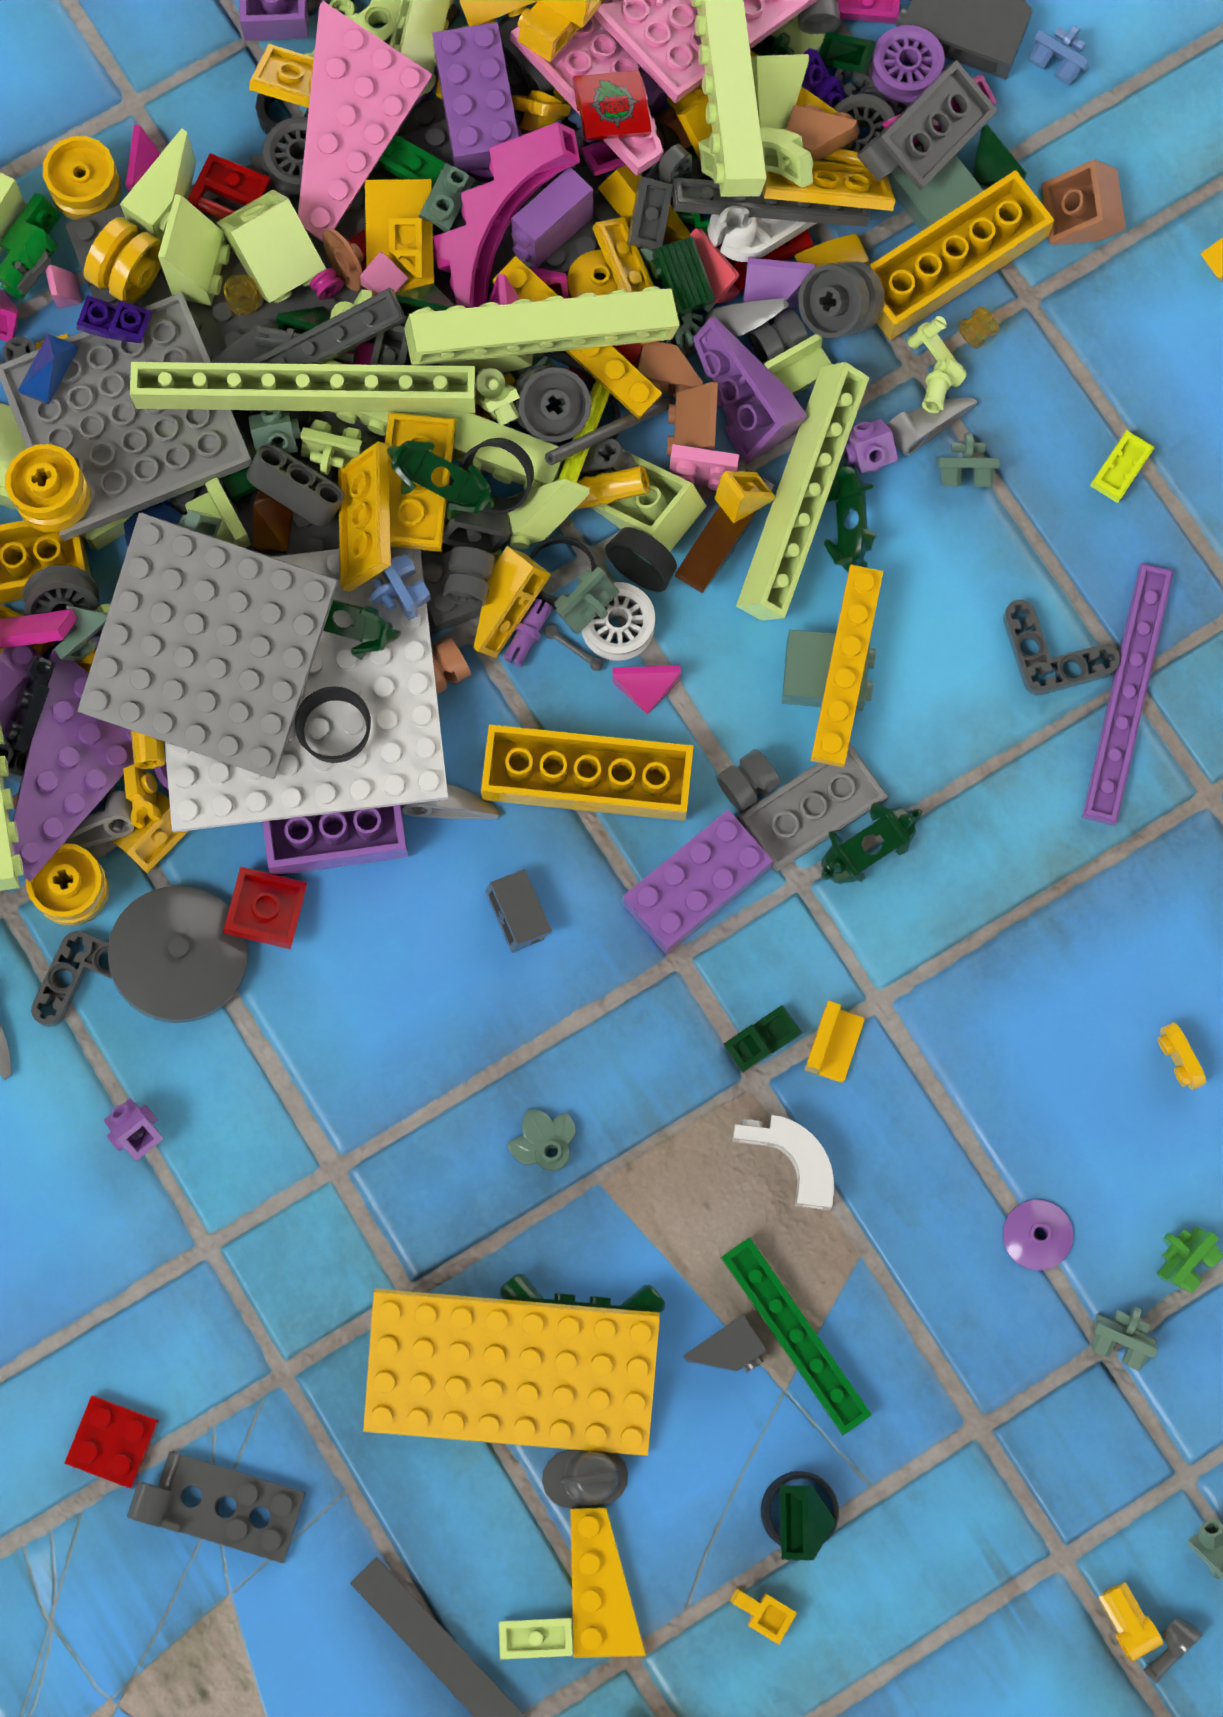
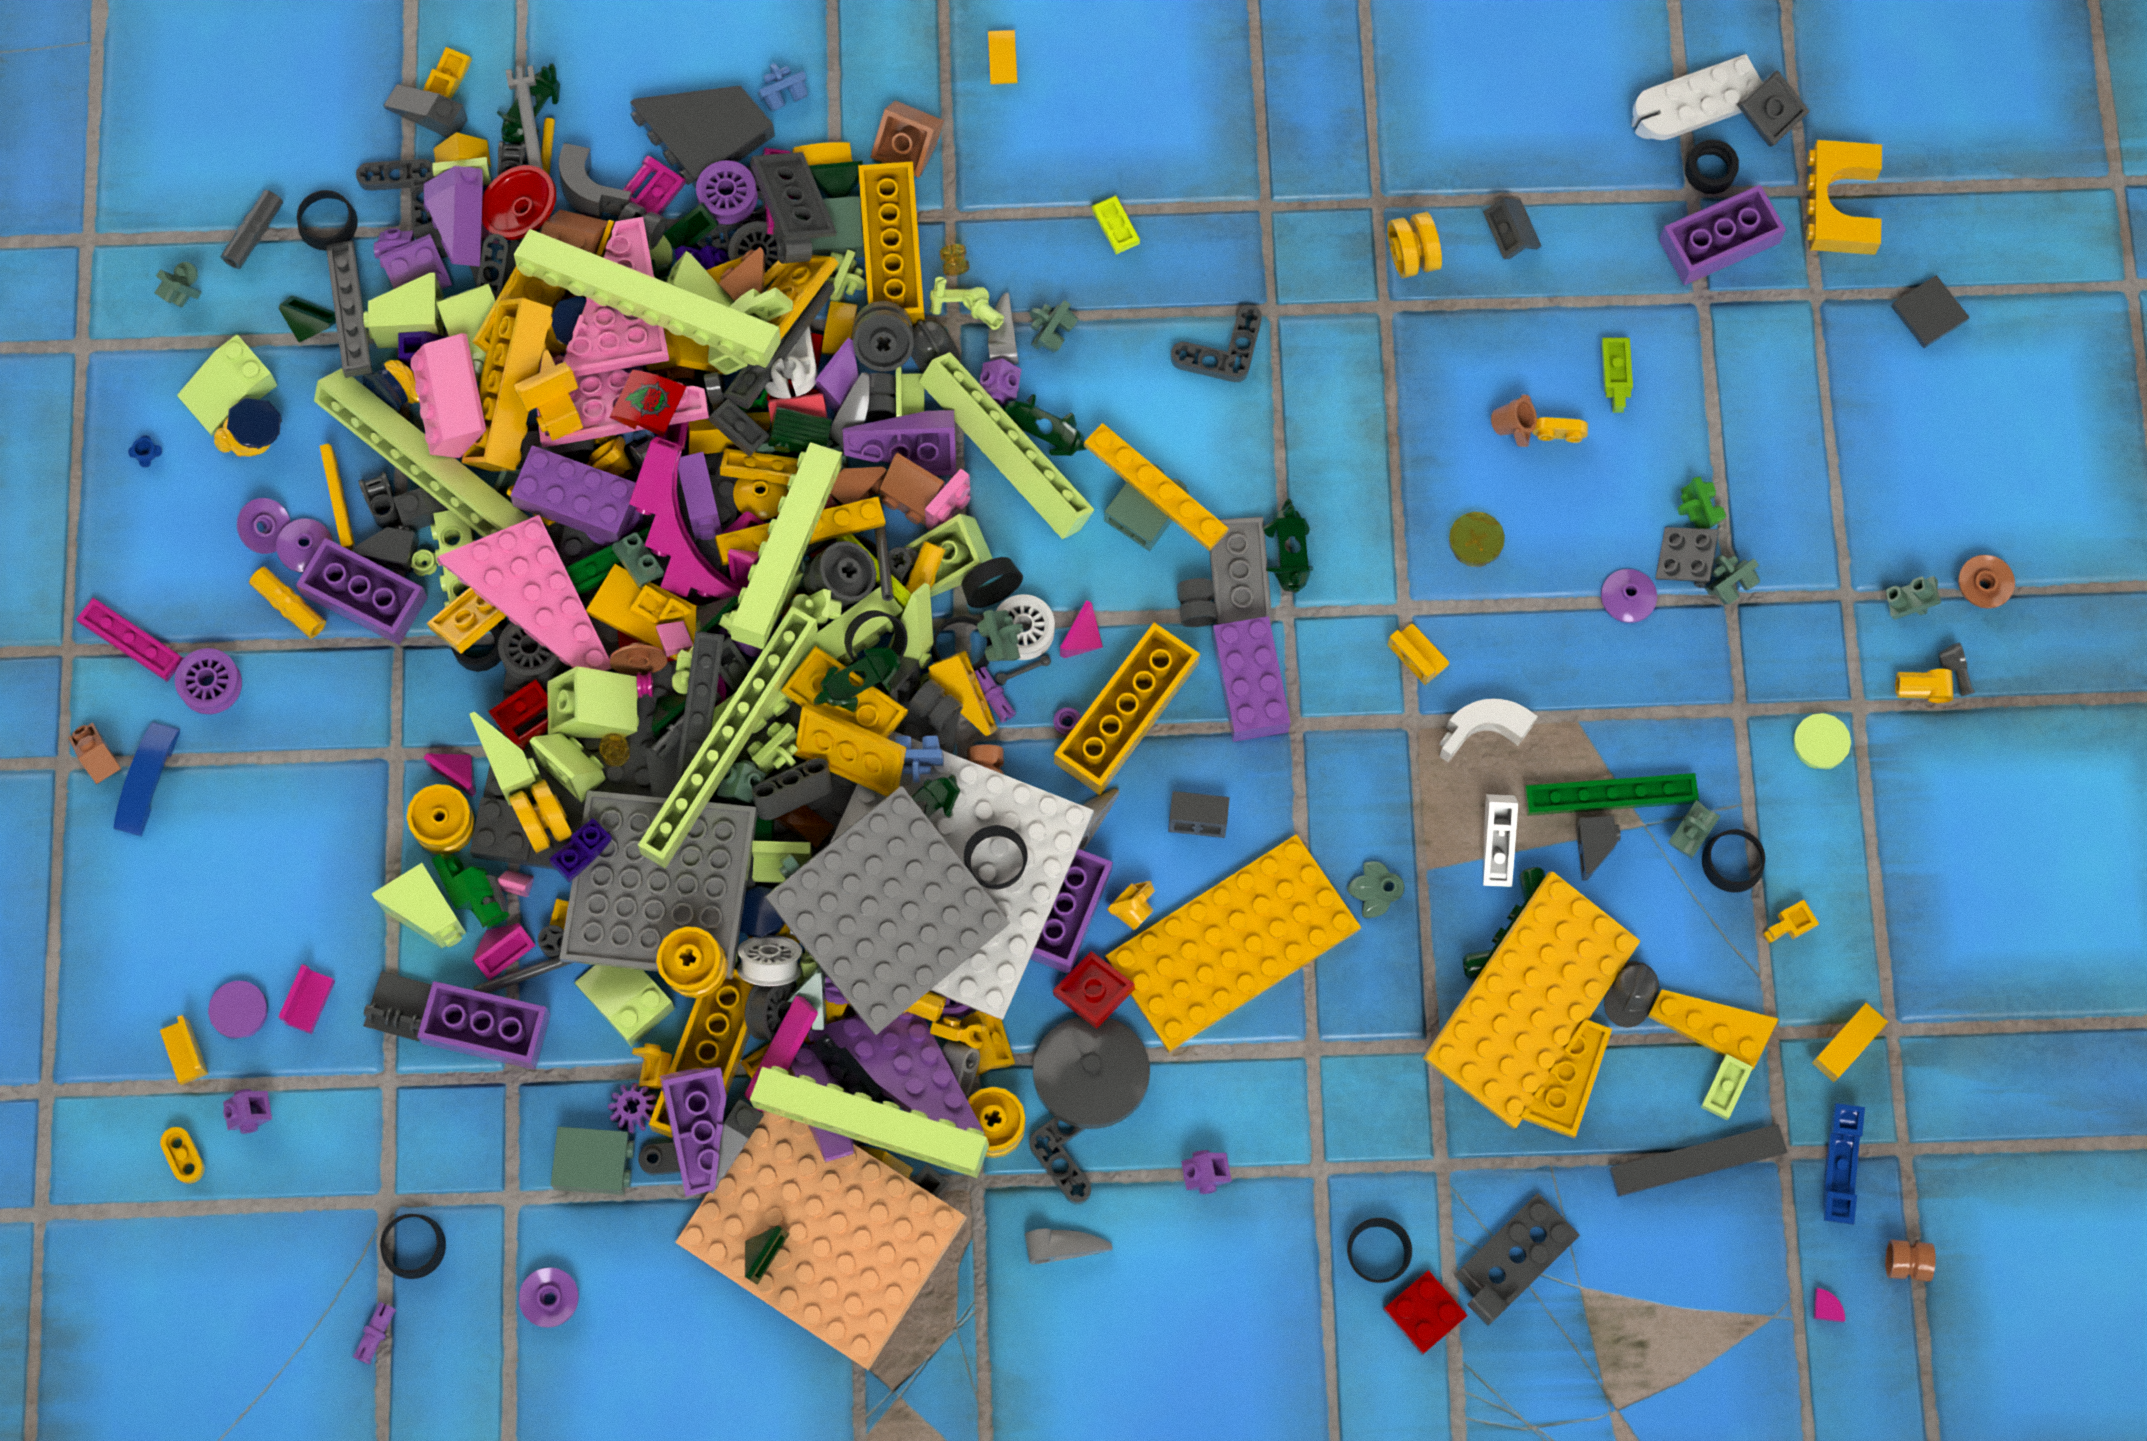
camera: 60 degrees left, 5 degrees down
(48, 369) = (588, 919): blue slope -> none
(96, 563) = (769, 960): none -> white wheel
(114, 1350) = (1394, 1227): none -> black tyre
(379, 895) = (1132, 904): none -> yellow piece
(401, 1024) = (1233, 942): none -> yellow plate
(433, 1464) = (1565, 1093): none -> yellow wing
(543, 712) = (1063, 714): none -> medium lavender plate
(673, 1241) = (1499, 839): none -> white slope
(713, 548) = (1002, 516): reddish brown slope -> none
(742, 494) = (985, 487): yellow slope -> none
(763, 1038) = (1388, 699): dark green slope -> none
(803, 1522) = (1746, 858): dark green slope -> none
(805, 1447) = (1693, 829): none -> sand green hips
(876, 356) = (931, 342): none -> dark grey piece
(890, 232) = (844, 277): none -> yellowish green hips
(995, 1538) = (1821, 741): none -> yellowish green tile
(1001, 1035) = (1476, 539): none -> clear yellow tile
(1014, 135) = (825, 153): none -> yellow slope
(1121, 1273) = (1687, 555): none -> dark grey hinge
(1127, 694) = (1282, 317): medium lavender tile -> none
(1161, 1003) = (1516, 418): none -> nougat piece

